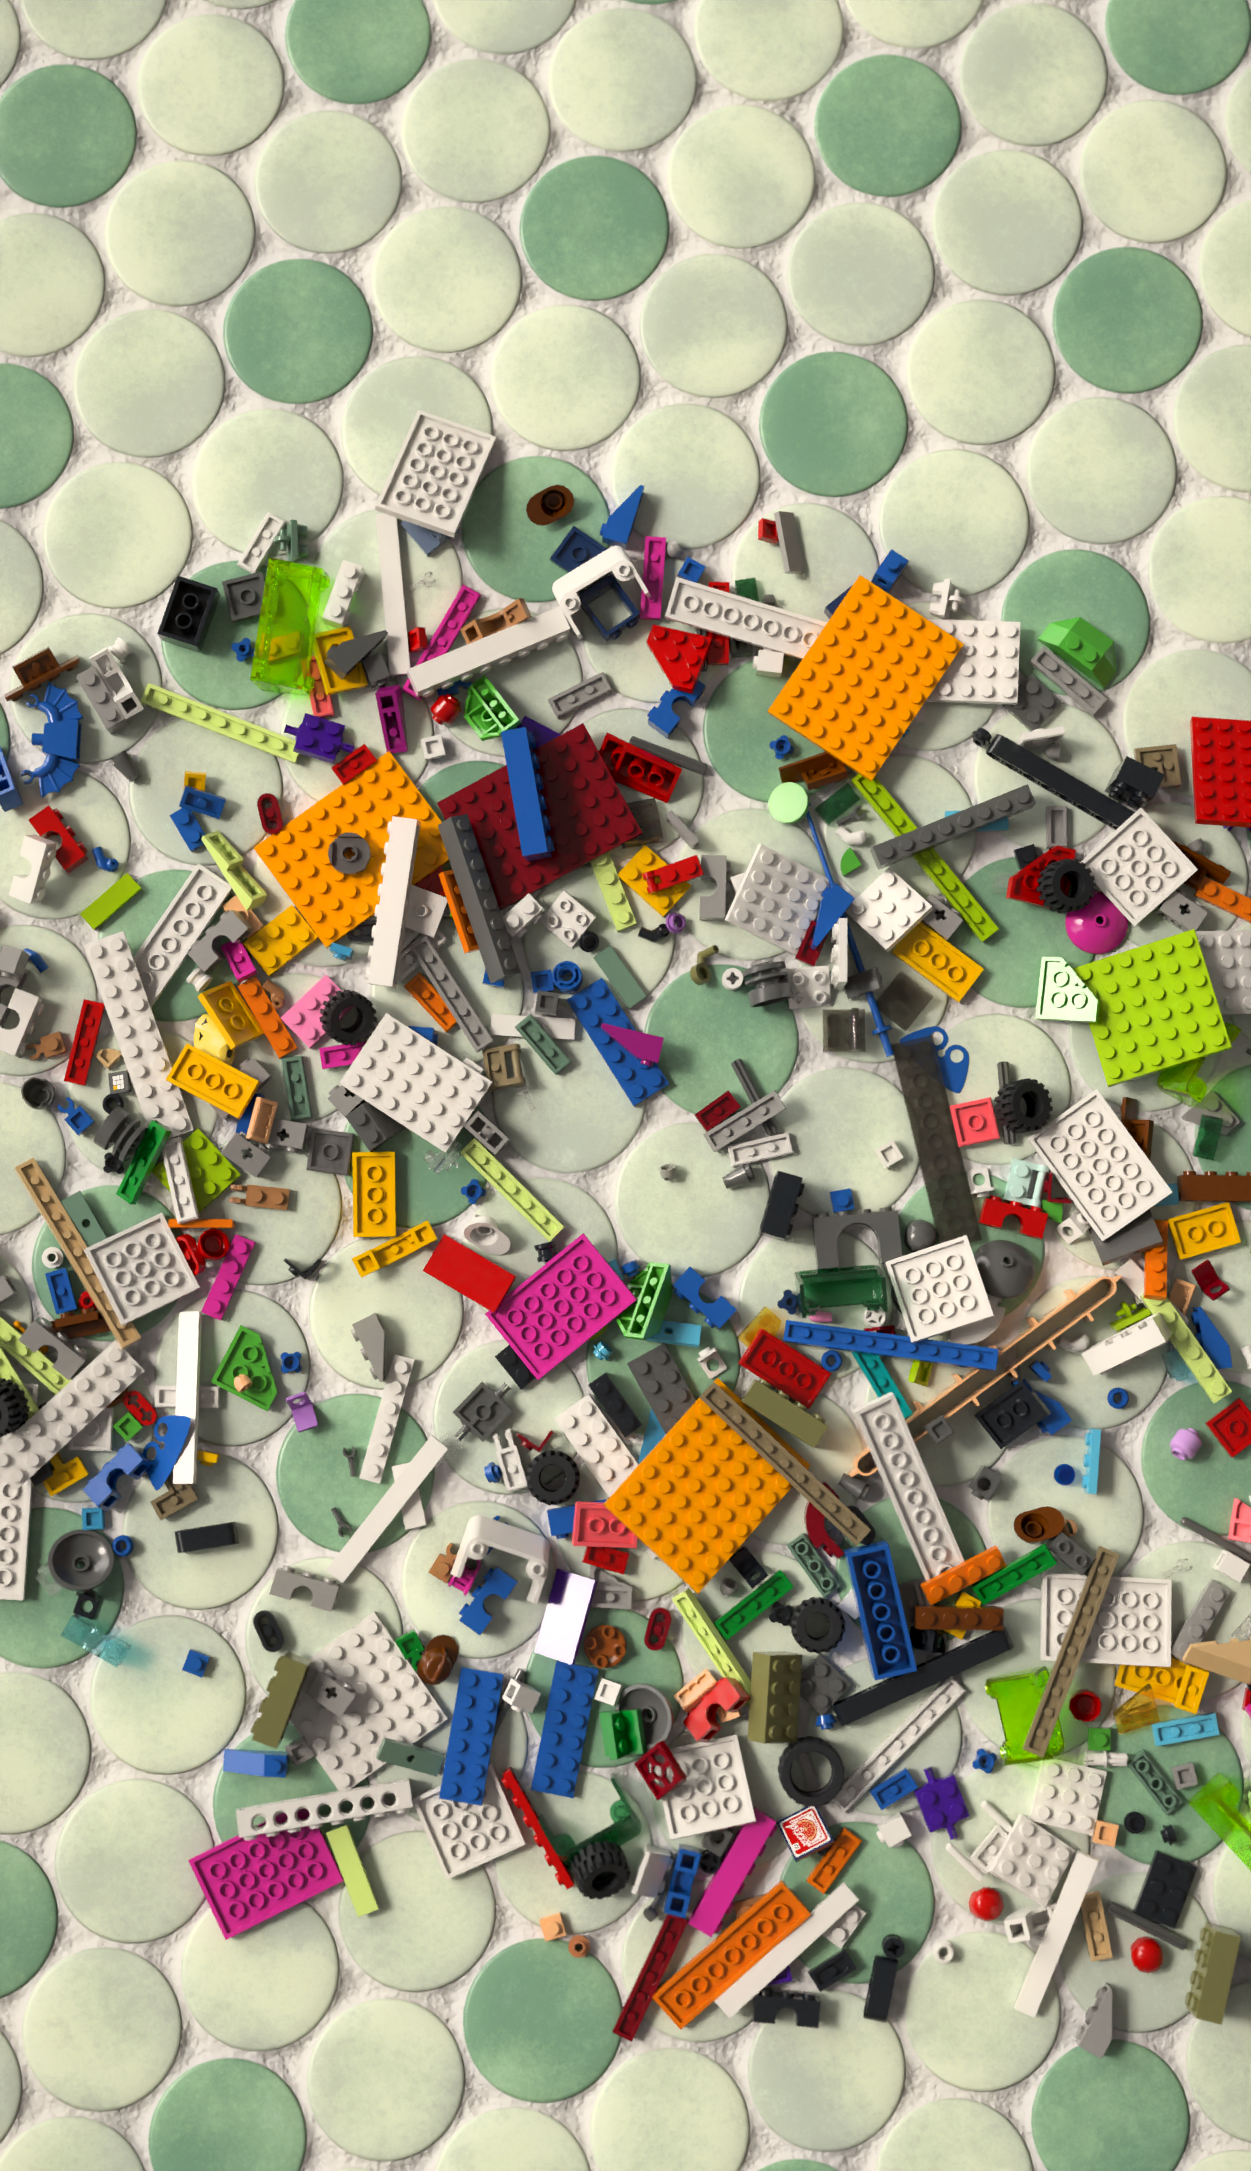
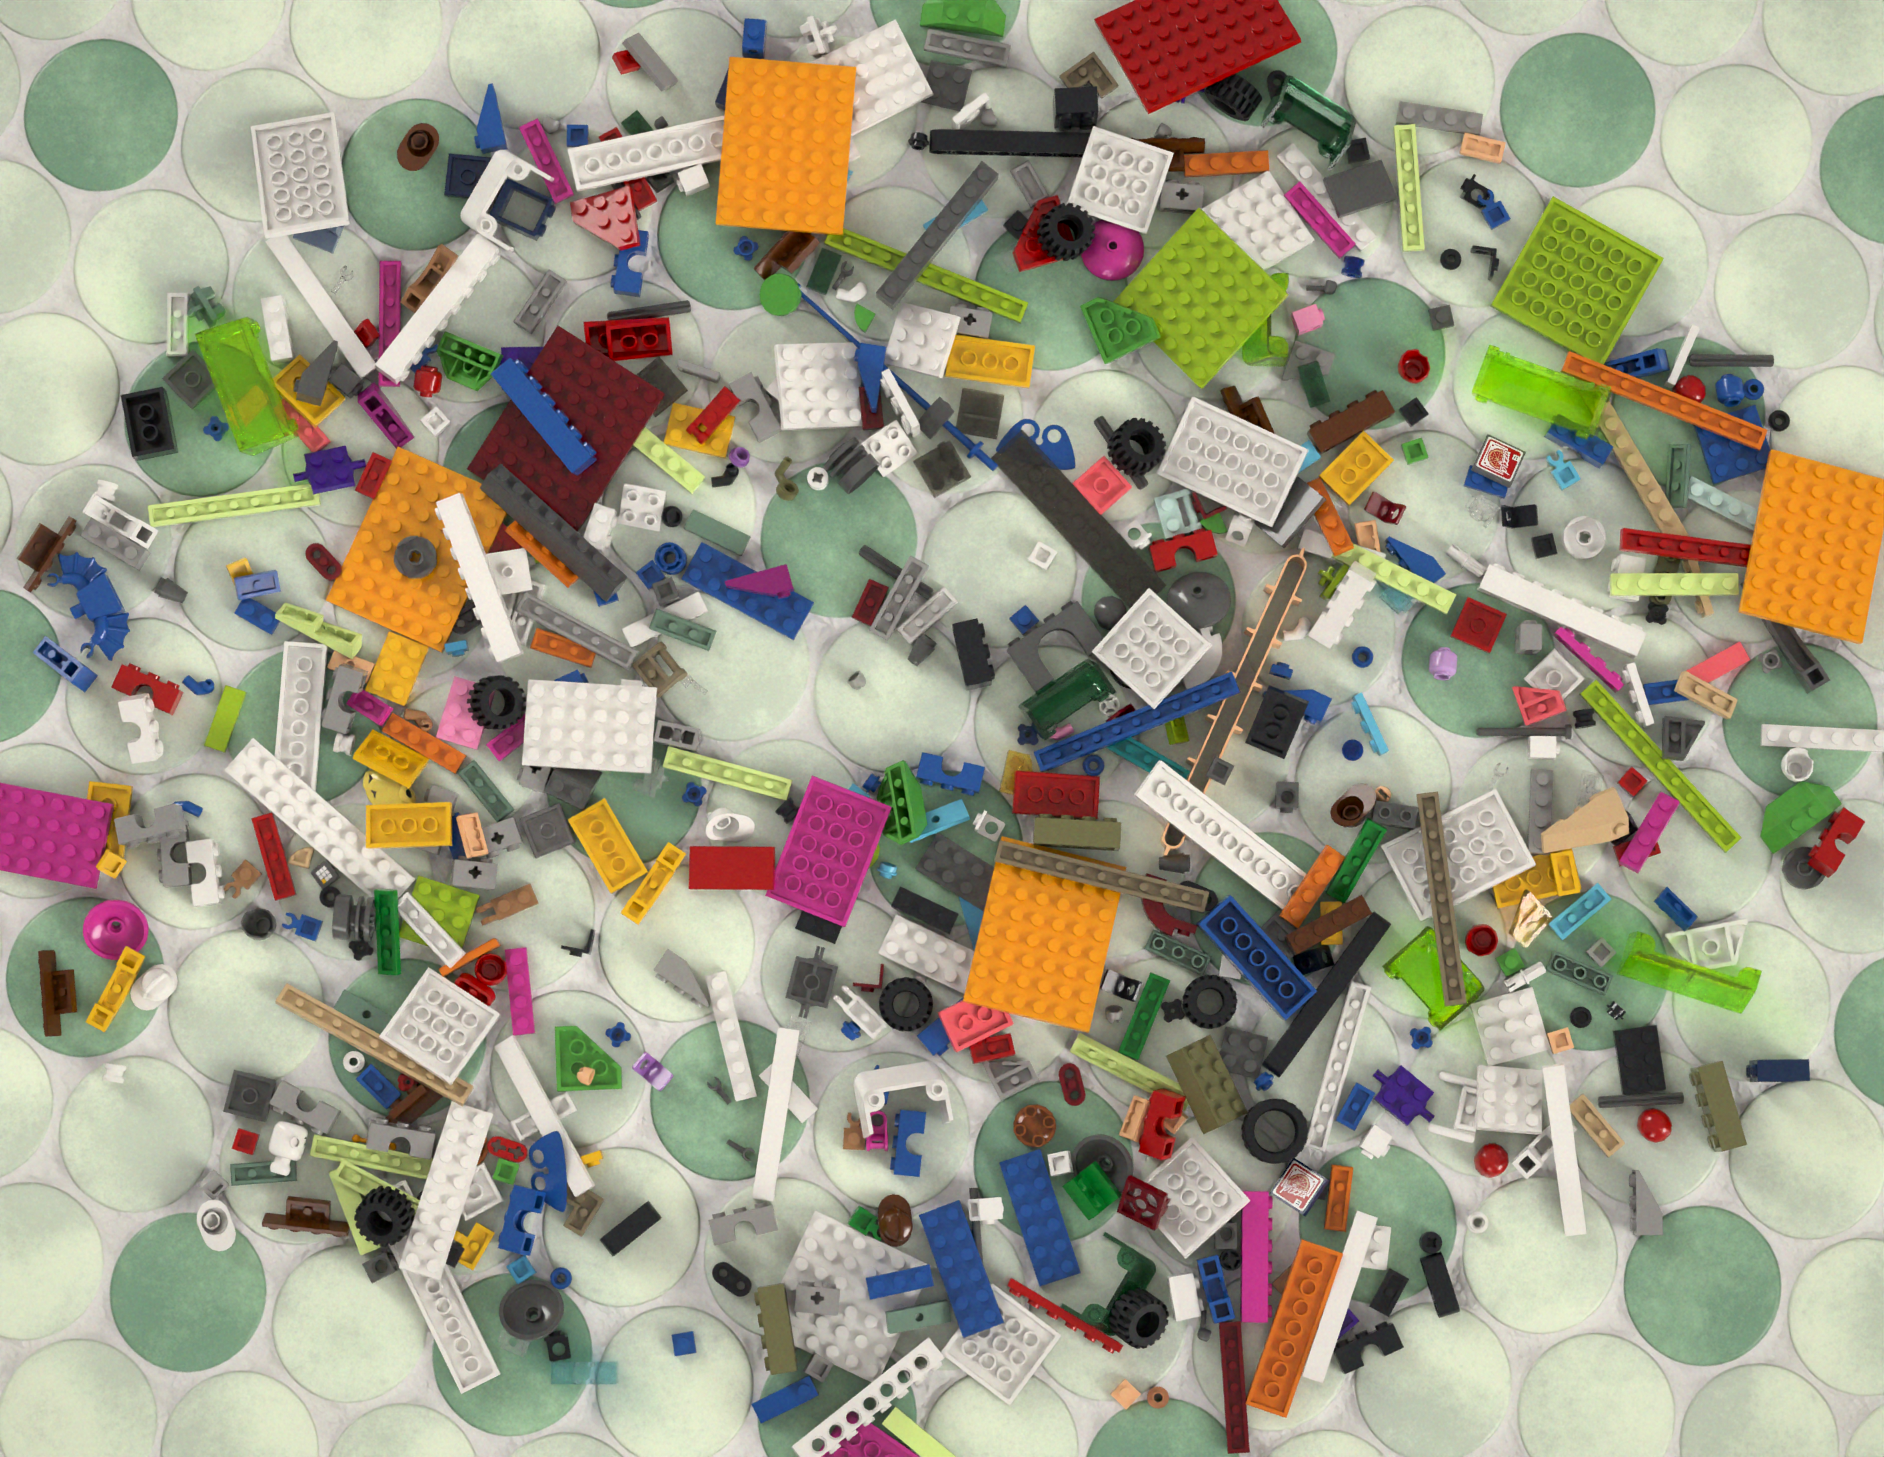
camera: 25 degrees left, 0 degrees up
(411, 1719) = (899, 1281): none -> blue arch
(565, 1616) = (985, 1118): tile -> none
(1233, 1078) = (1307, 319): none -> bright pink brick

